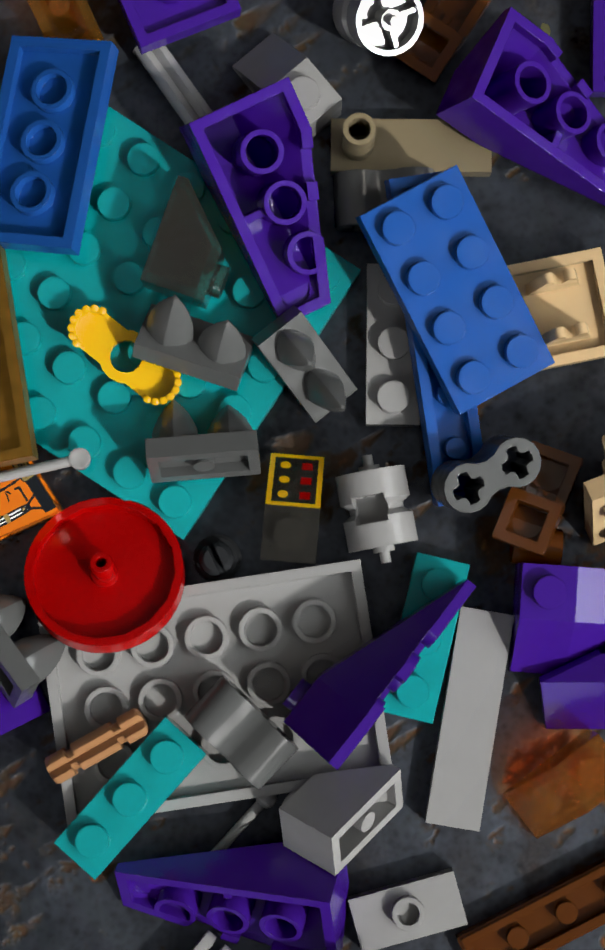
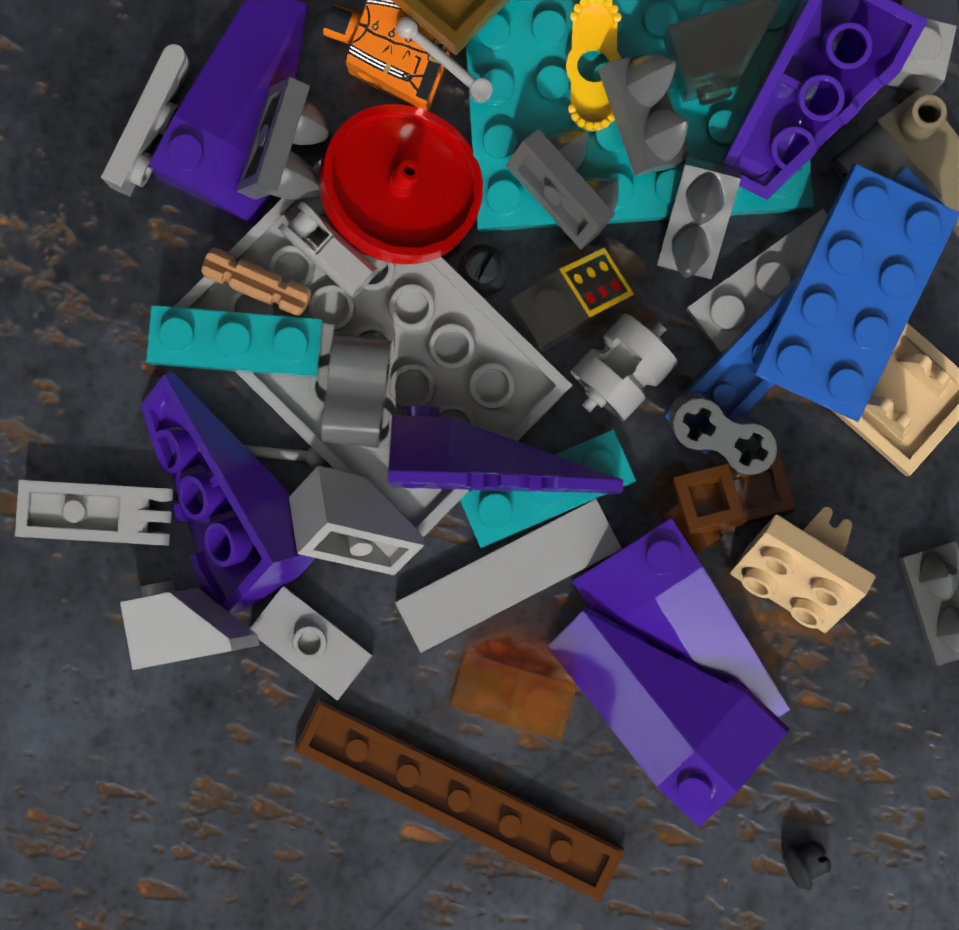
camera: 50 degrees right, 0 degrees up
(123, 670) = (334, 255): none -> light grey bar

